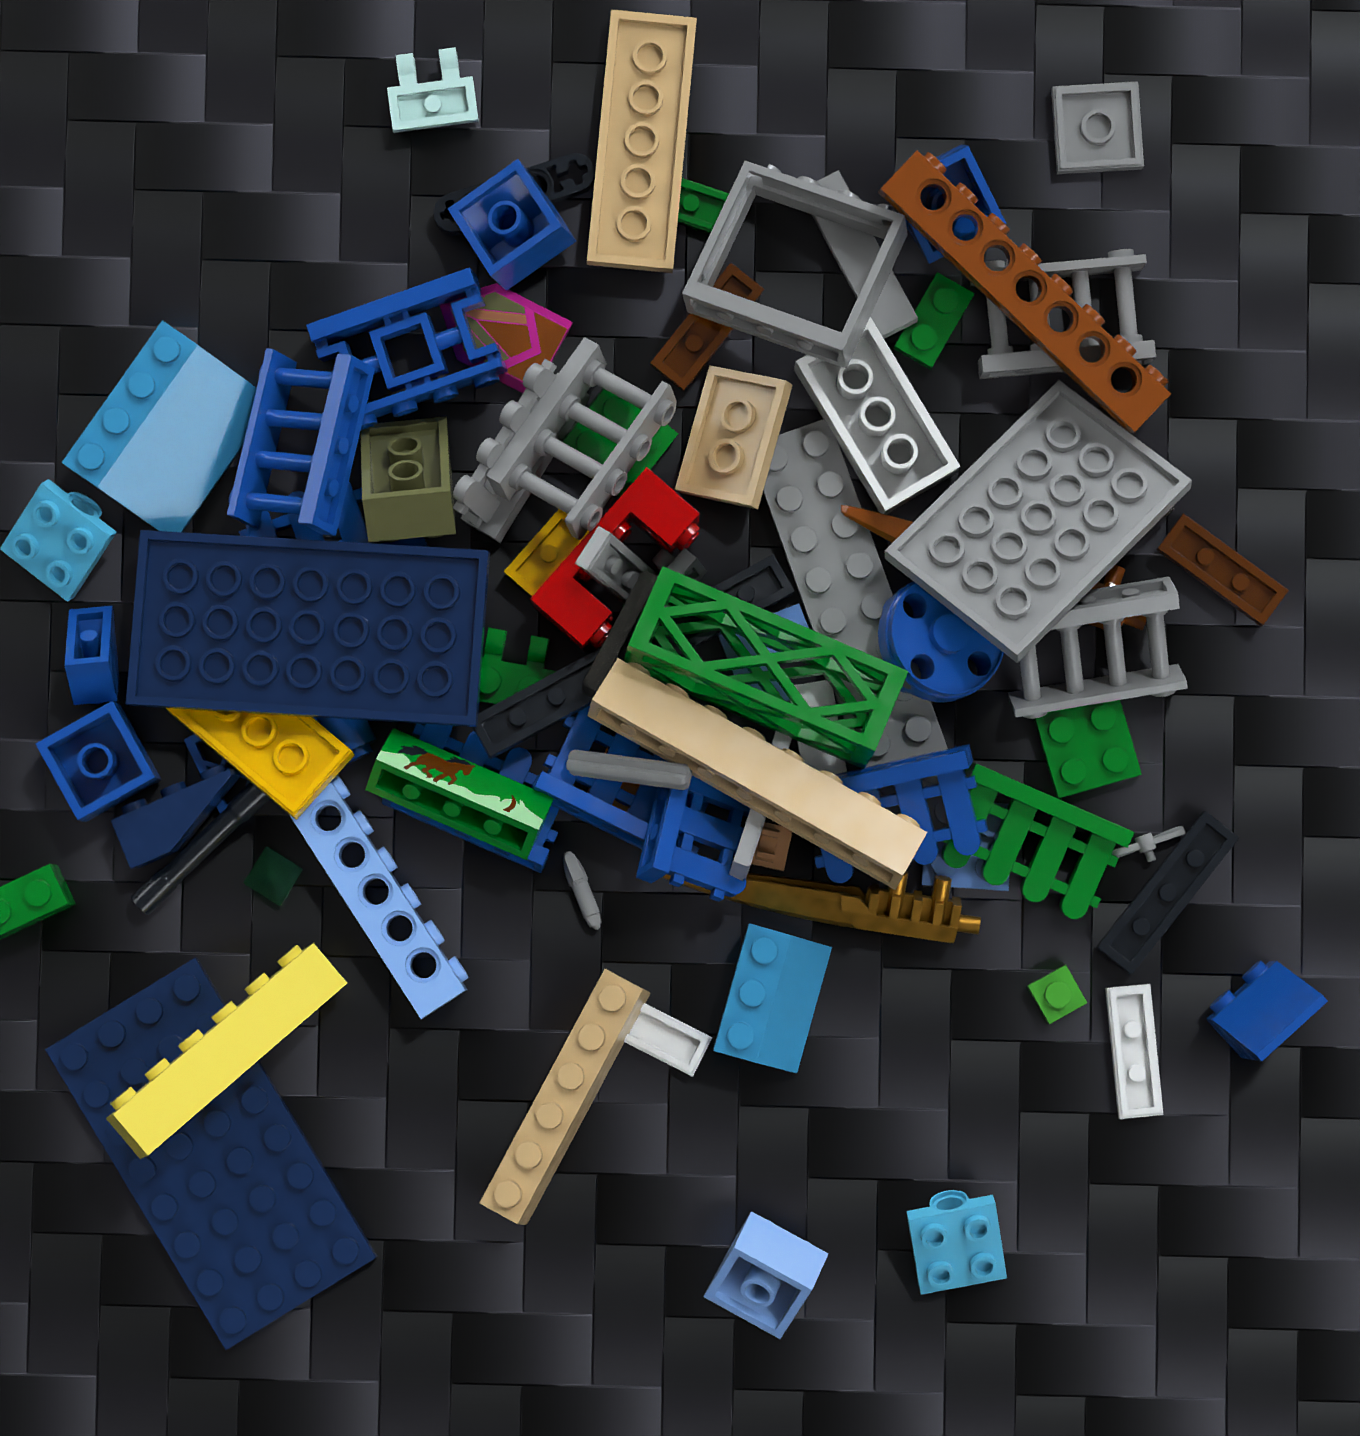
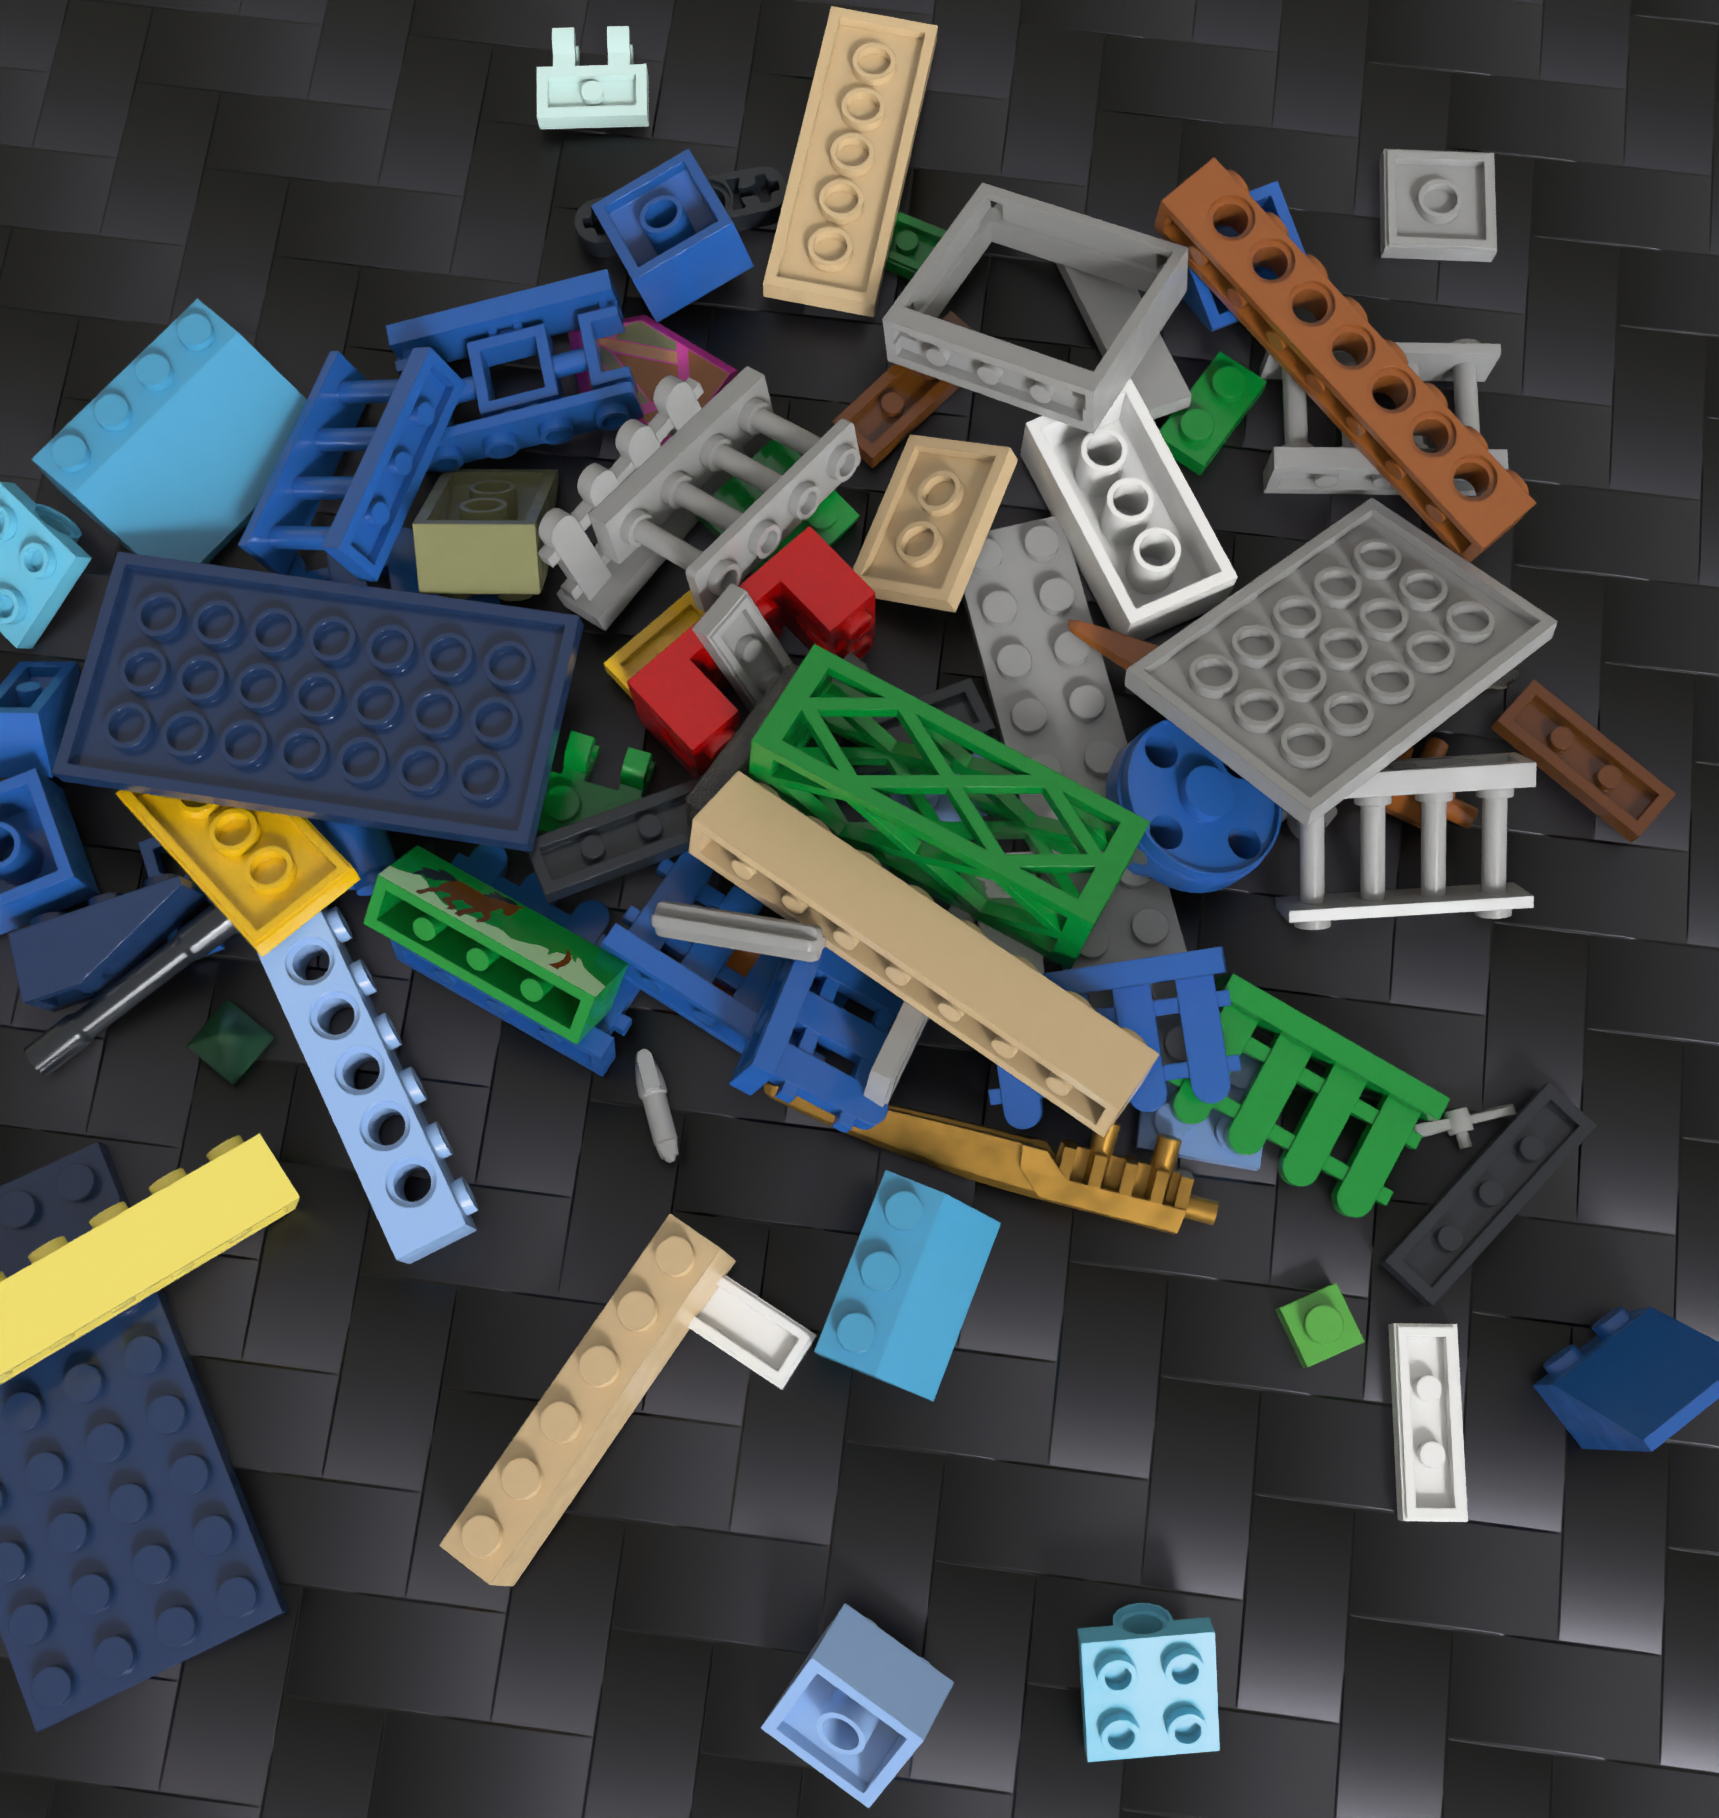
camera: 10 degrees right, 10 degrees down
(772, 847) = (929, 1072): medium nougat tile -> none
(1087, 747) = (1383, 978): green plate -> none

